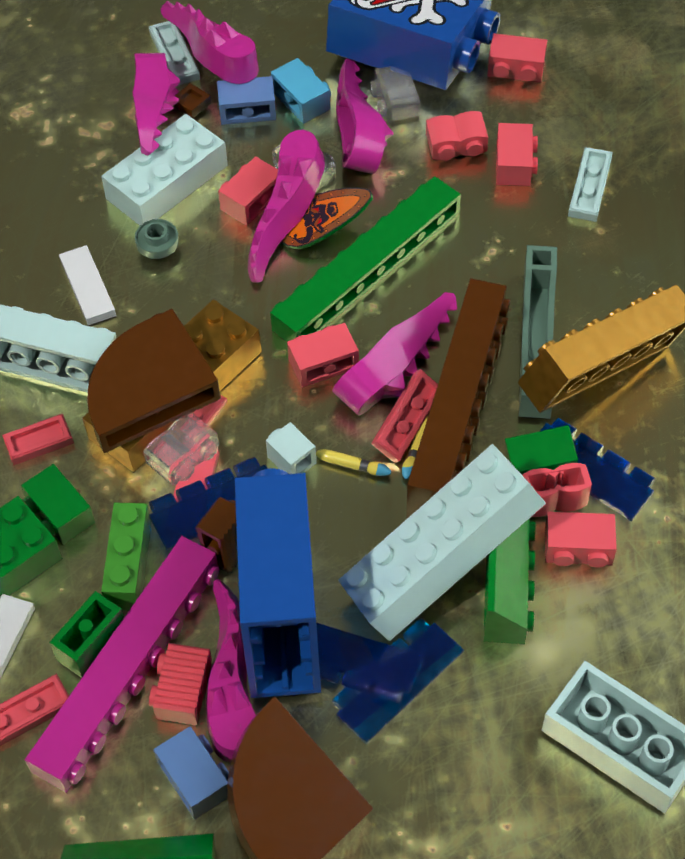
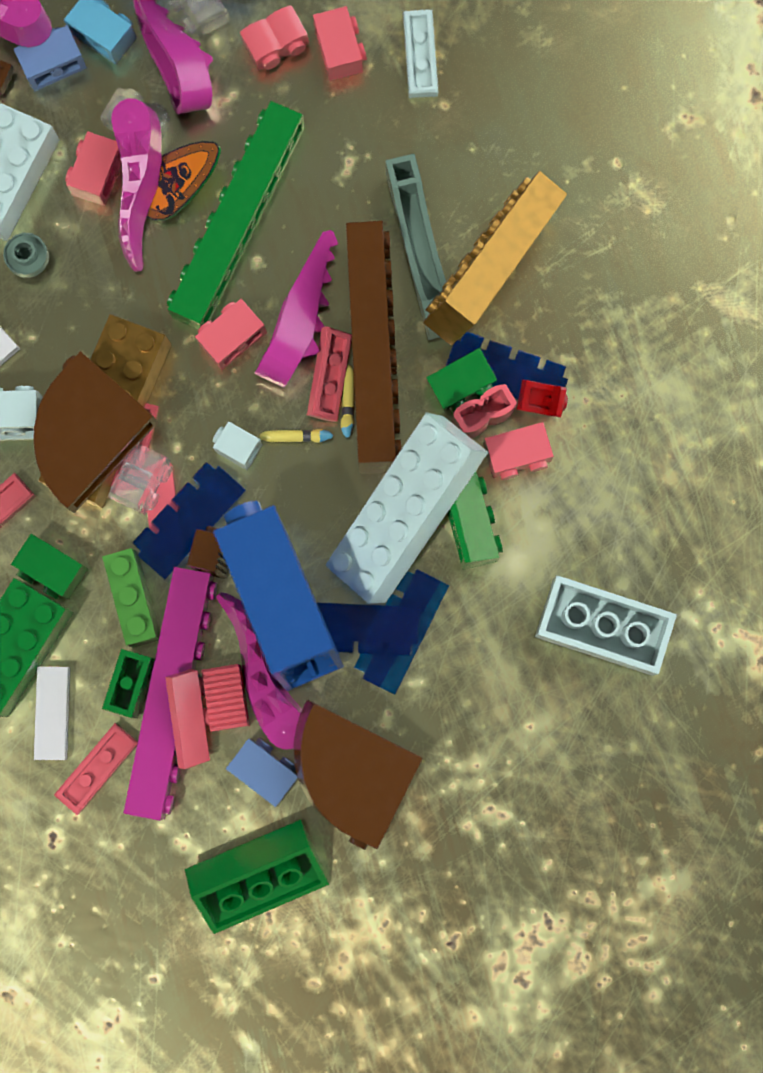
camera: 15 degrees left, 25 degrees up
(133, 684) = (187, 719): none -> coral tile
(620, 495) = (542, 398): none -> red bracket

